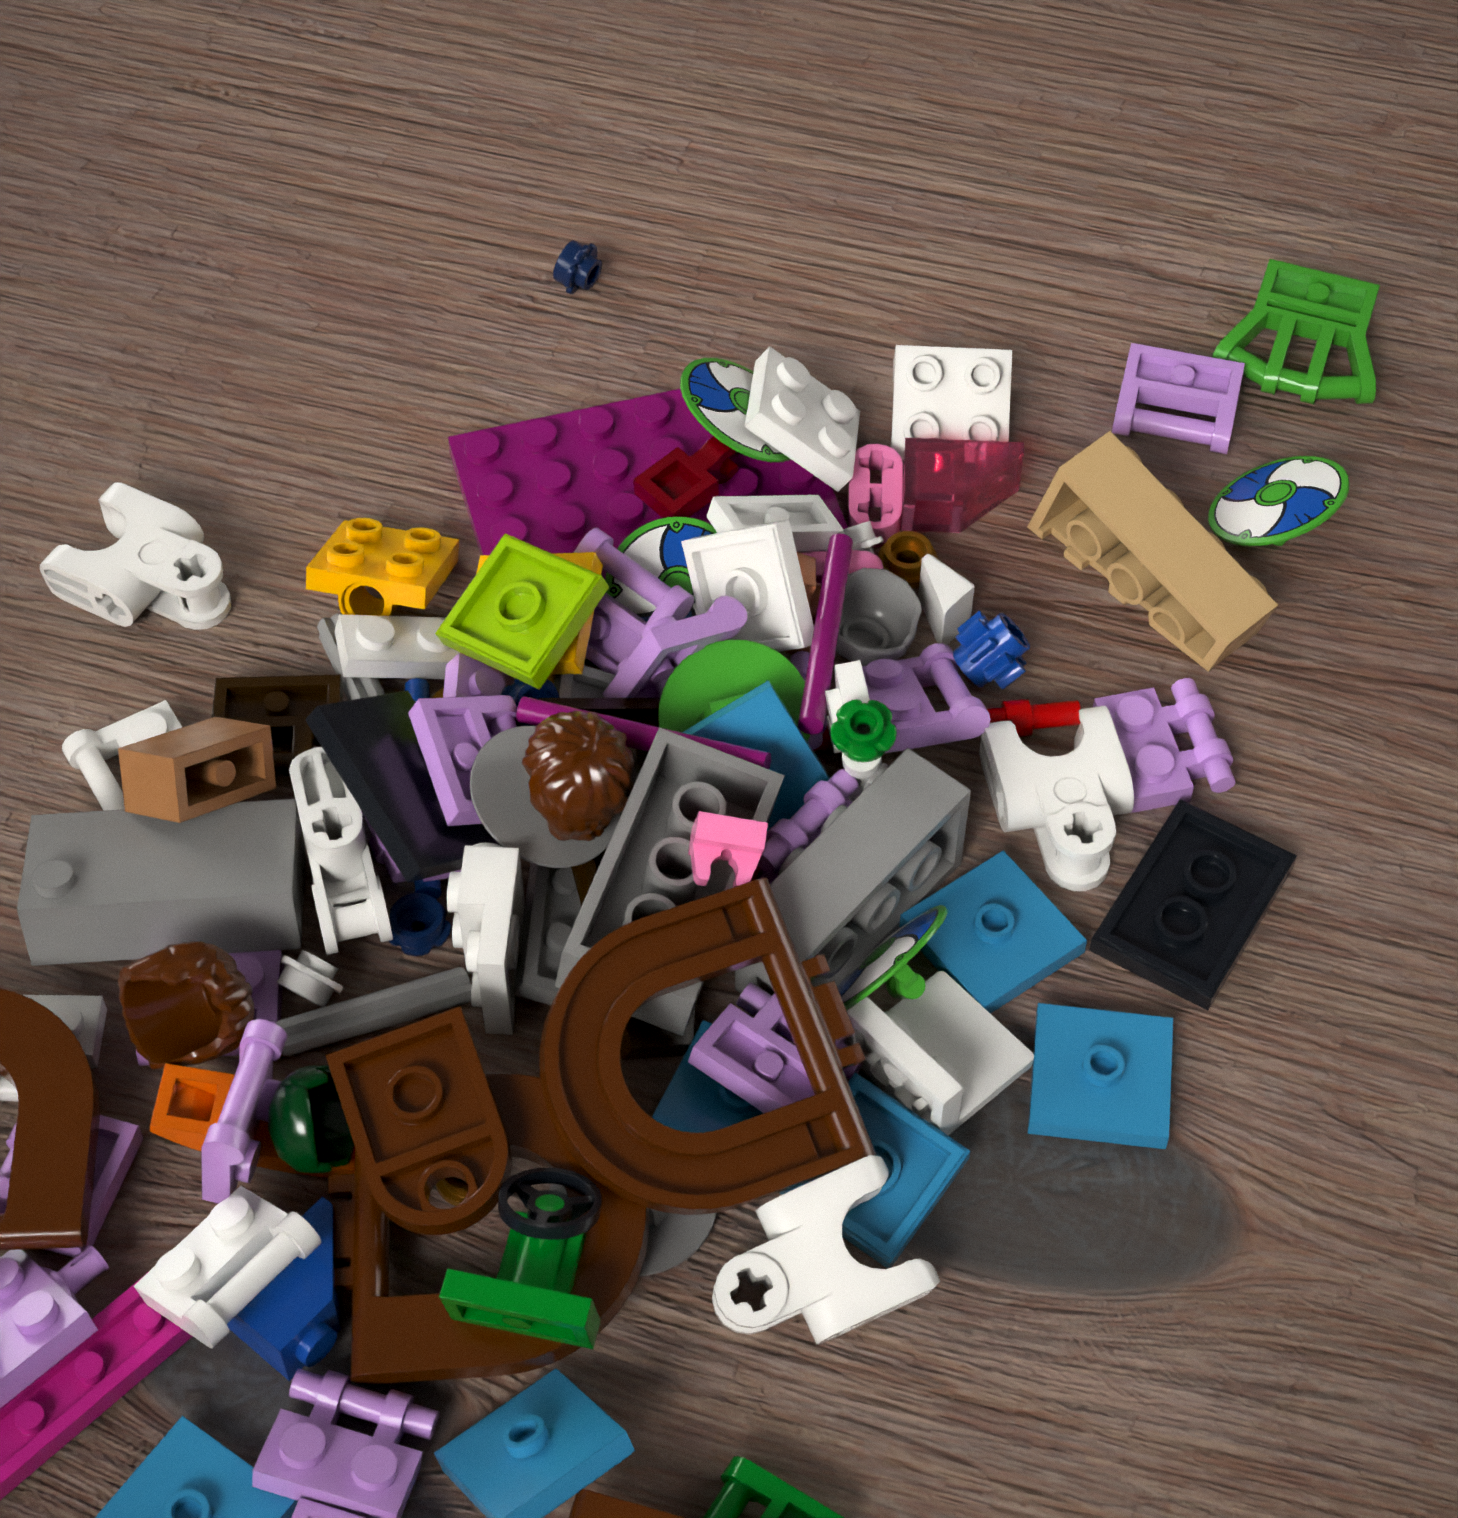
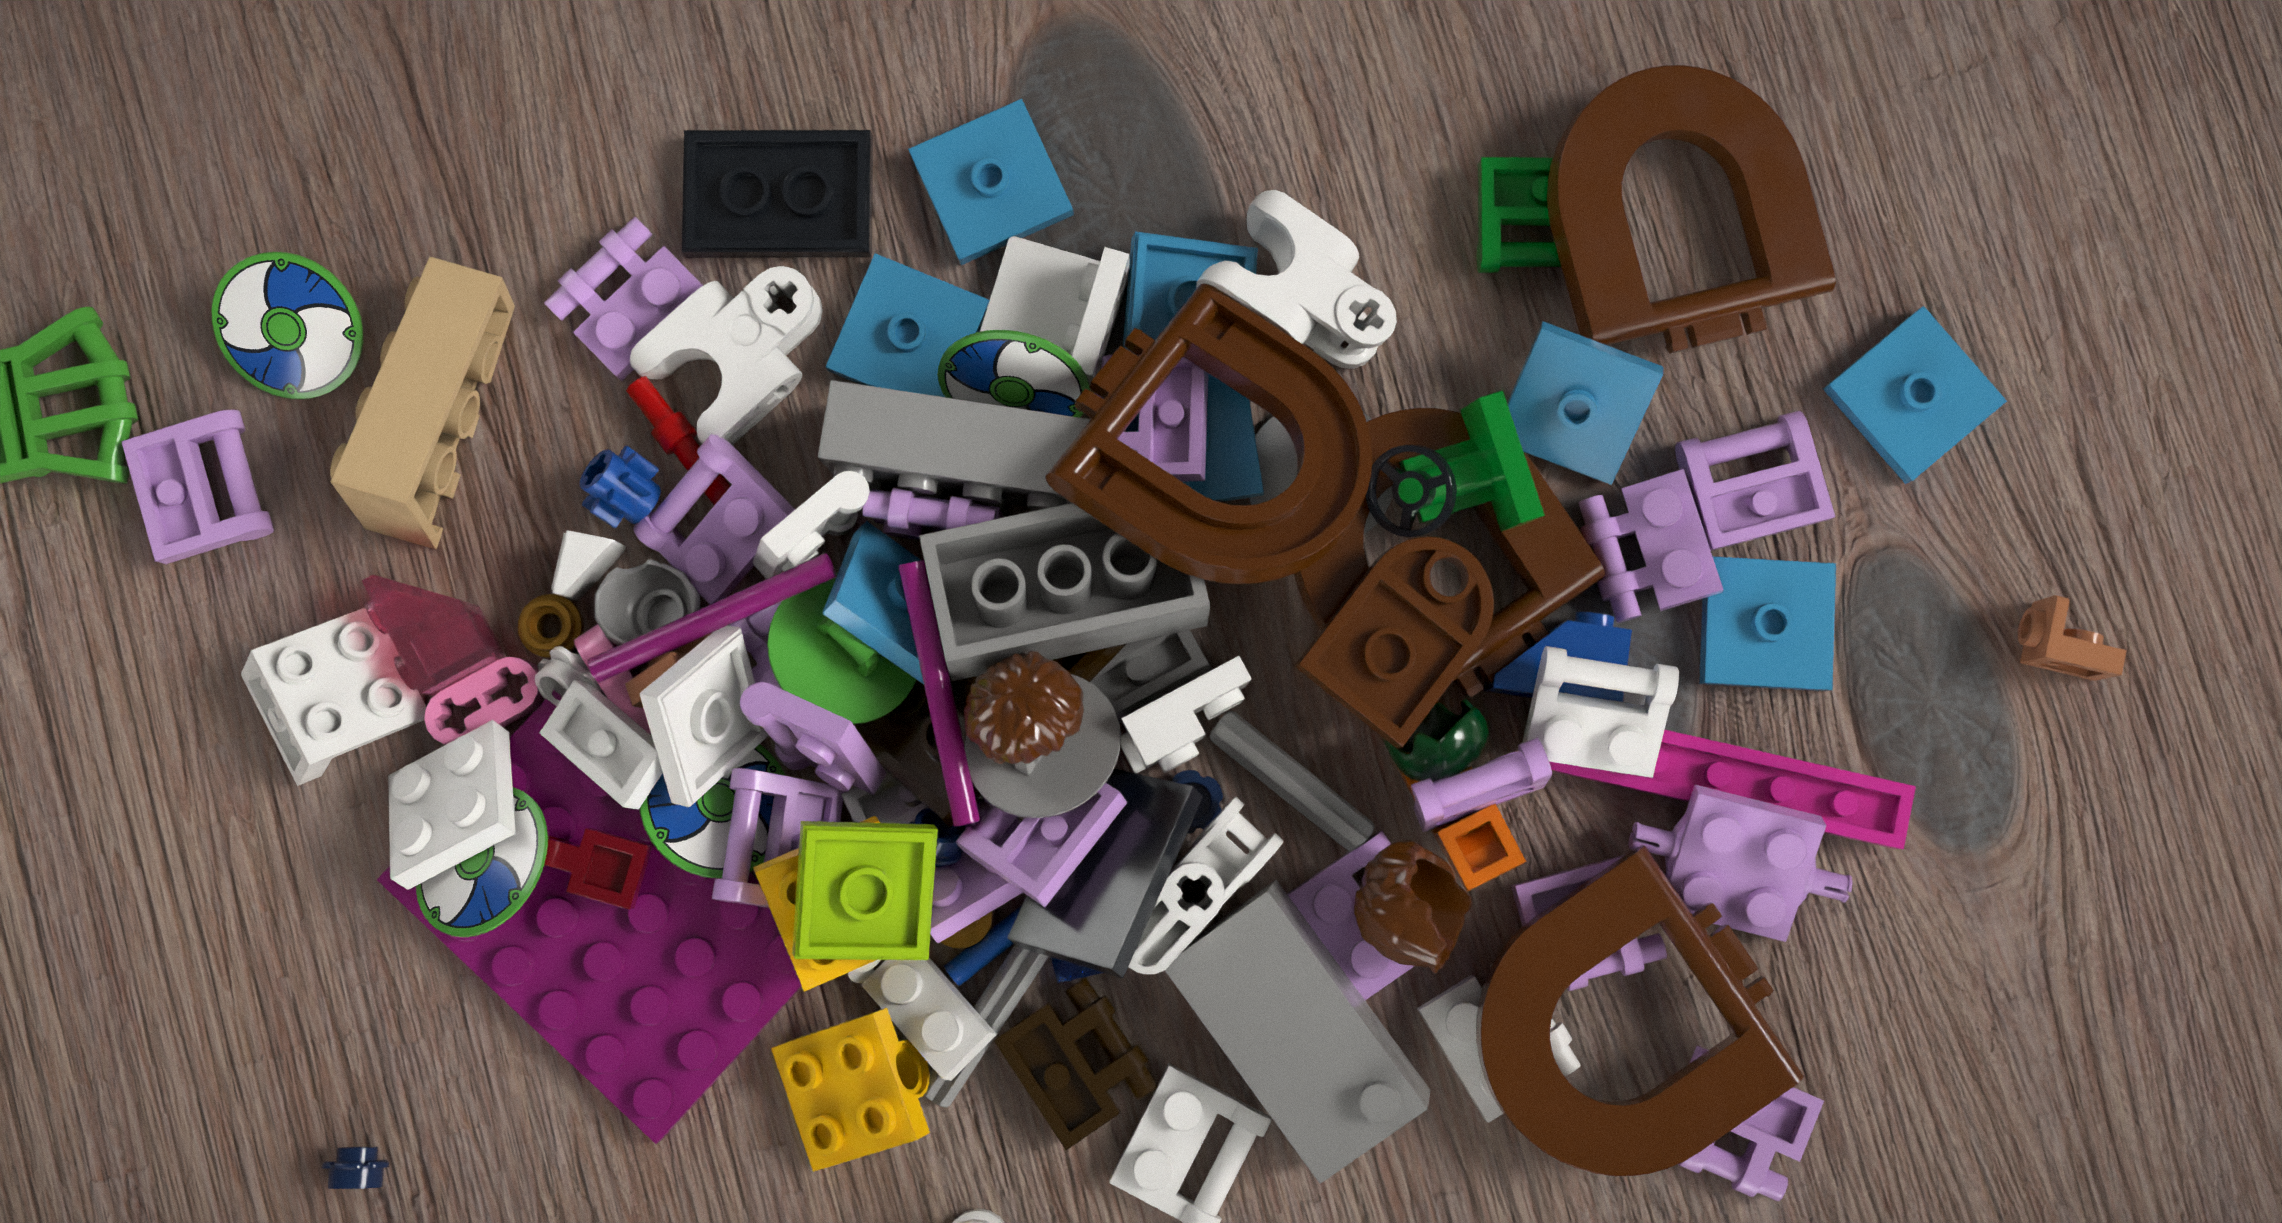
camera: 120 degrees left, 30 degrees up
(197, 769) = (1194, 1068): medium nougat brick -> none
(309, 978) = (1304, 848): white plate -> none
(726, 839) = (1032, 526): bright pink tile -> none
(863, 746) = (825, 505): green plate -> none

